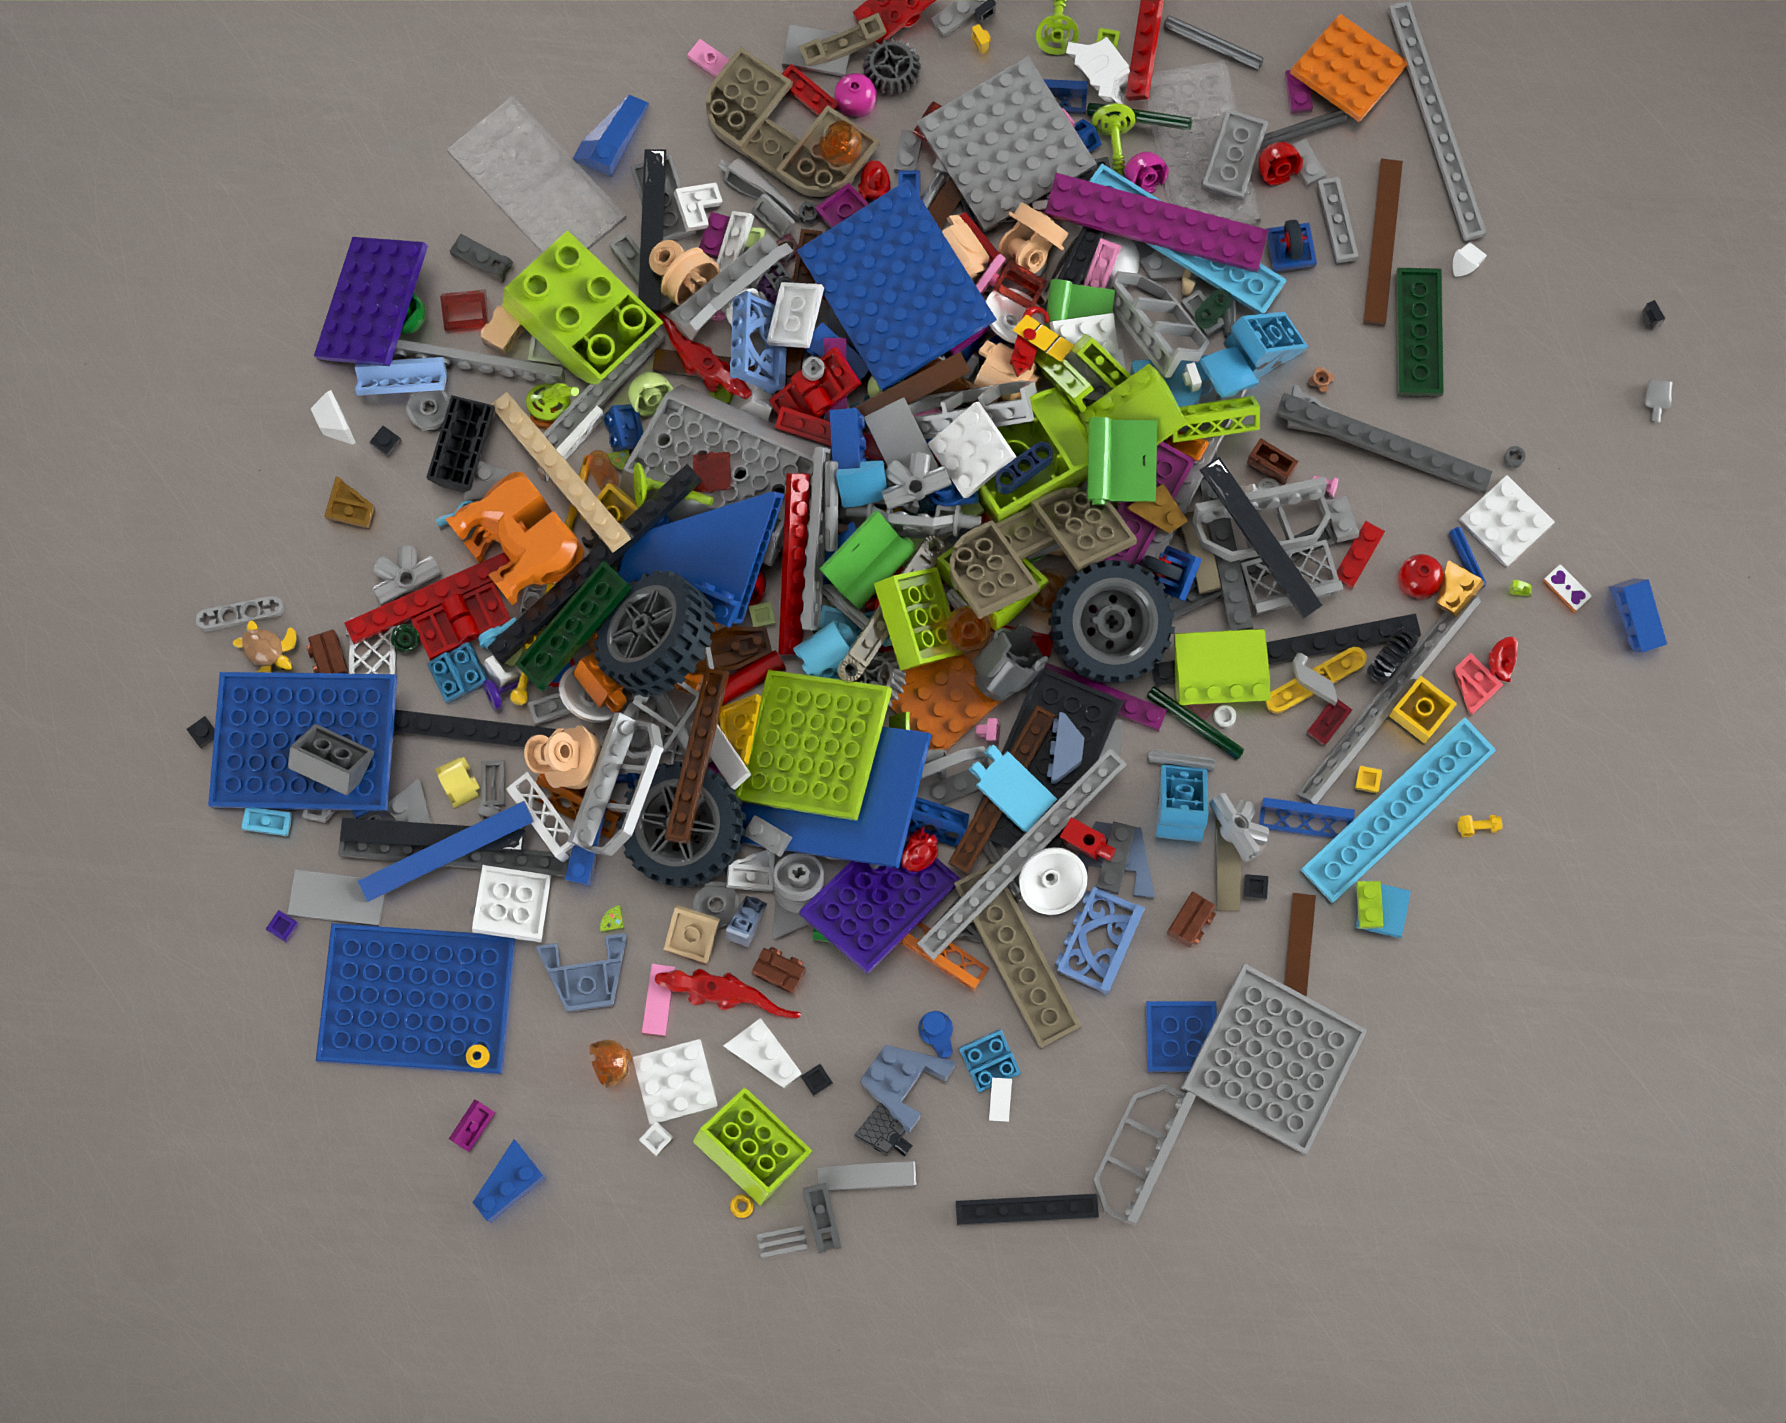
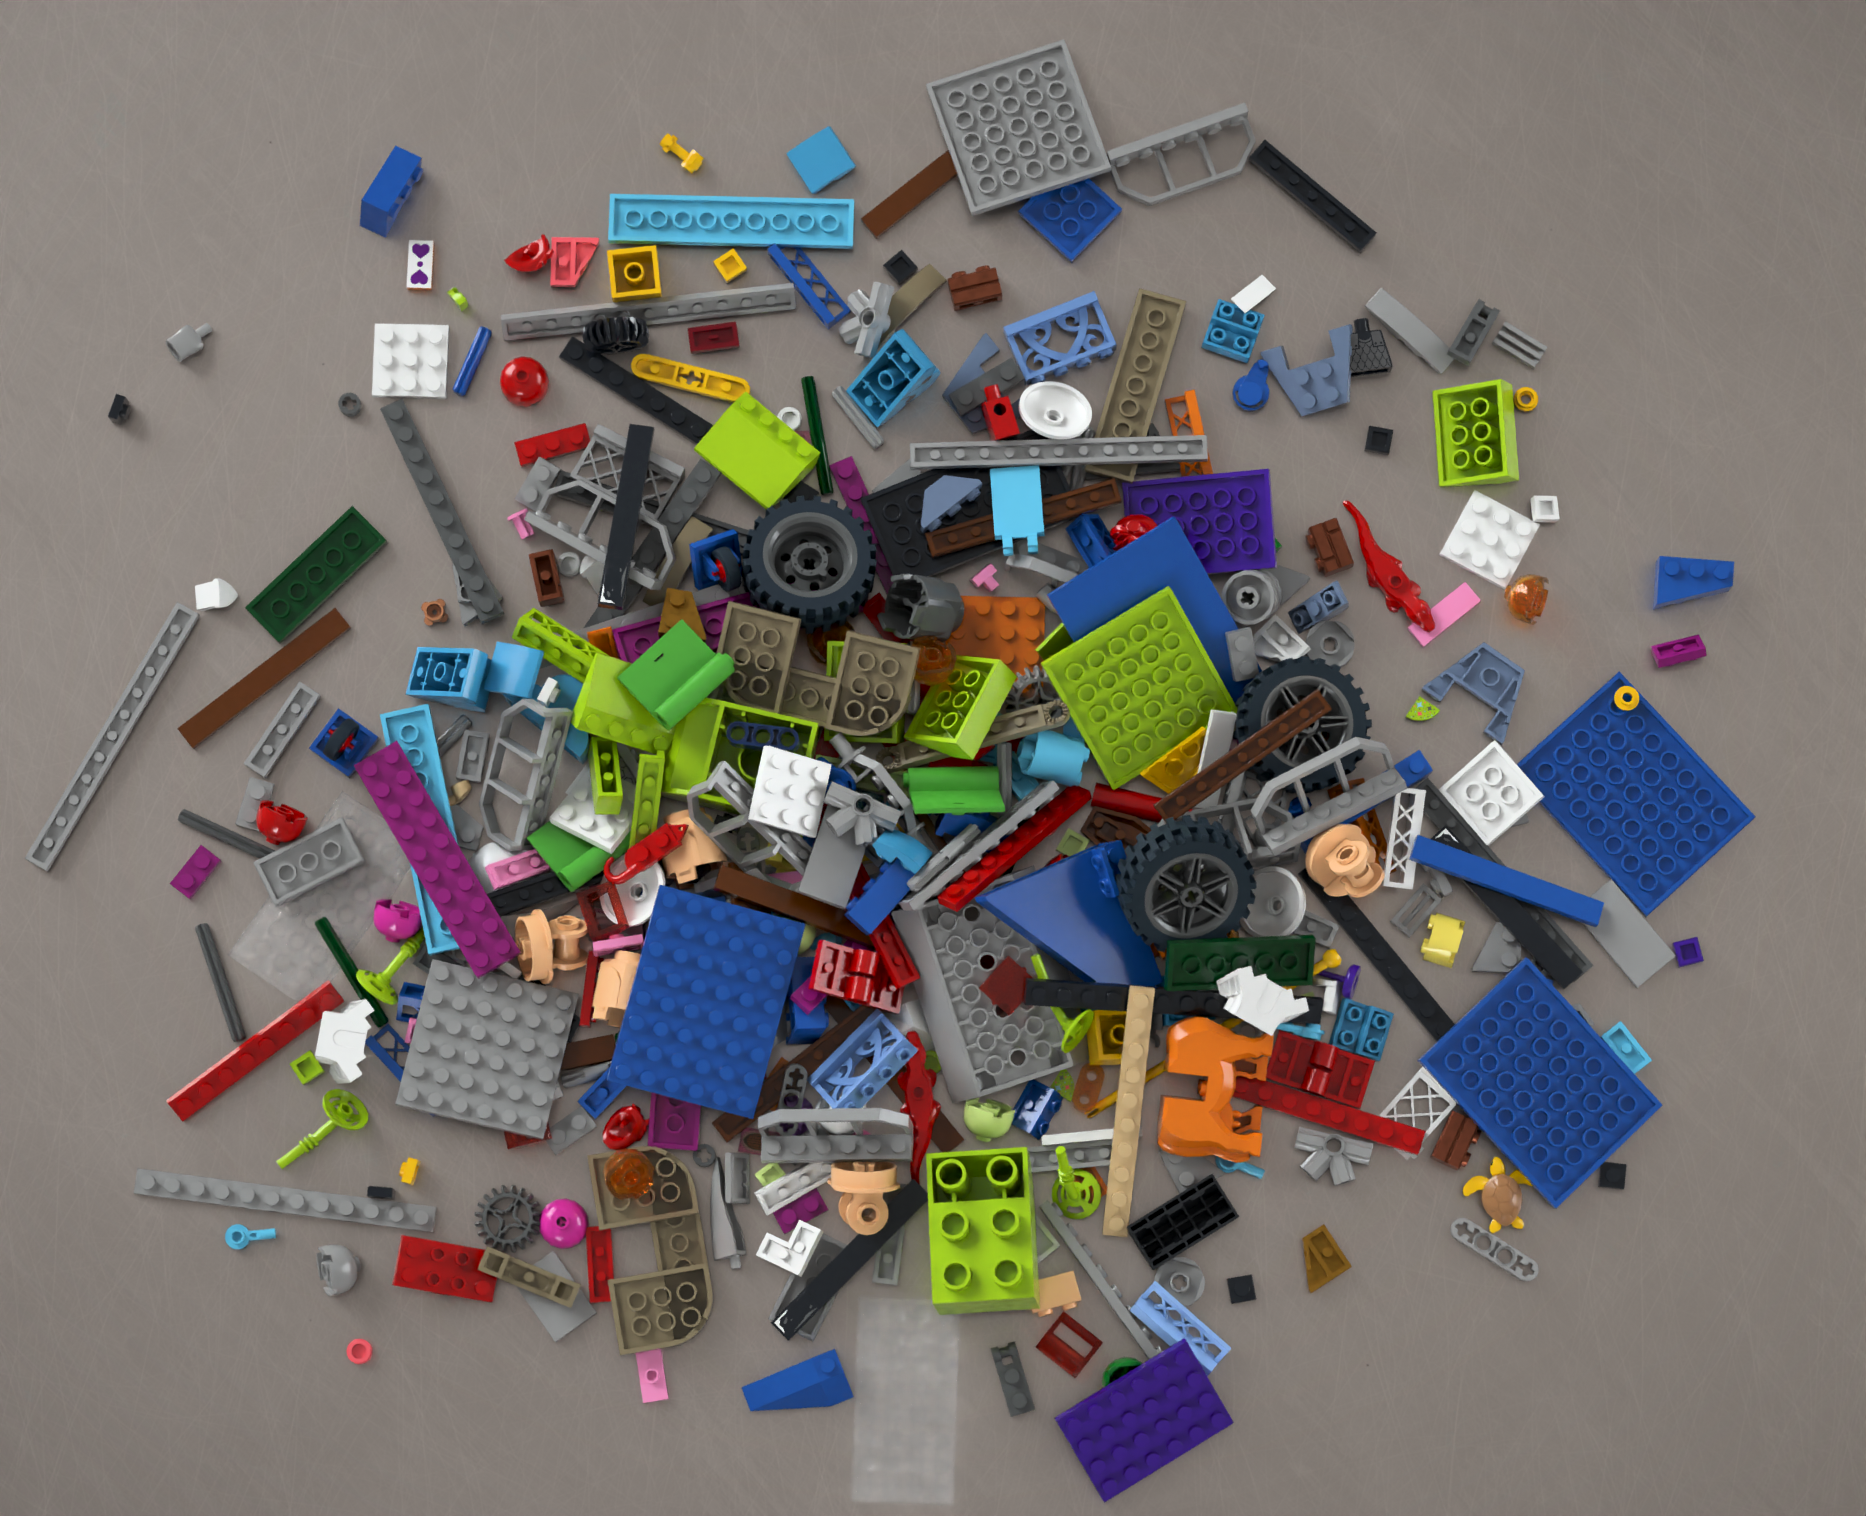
camera: 135 degrees left, 5 degrees up
(330, 759) = (1533, 1037): dark grey slope -> none
(331, 419) = (1271, 1343): white slope -> none
(405, 644) = (1383, 1091): dark green plate -> none
(532, 602) = (1259, 1000): none -> white slope
(599, 685) = (1264, 908): orange brick -> none
(691, 934) = (1372, 637): tan plate -> none
(763, 1052) = (1400, 497): white wing -> none
(795, 315) = (810, 1059): white tile -> none
(813, 368) = (846, 988): light grey tile -> none
(1045, 338) = (630, 835): yellow sticker -> none
(1214, 308) = (462, 749): clear green plate -> none
(1312, 680) = (696, 377): light grey piece -> none
(1349, 67) = (135, 848): orange plate -> none
(1369, 904) = (830, 169): lime plate -> none
(1457, 589) = (508, 341): wing -> none

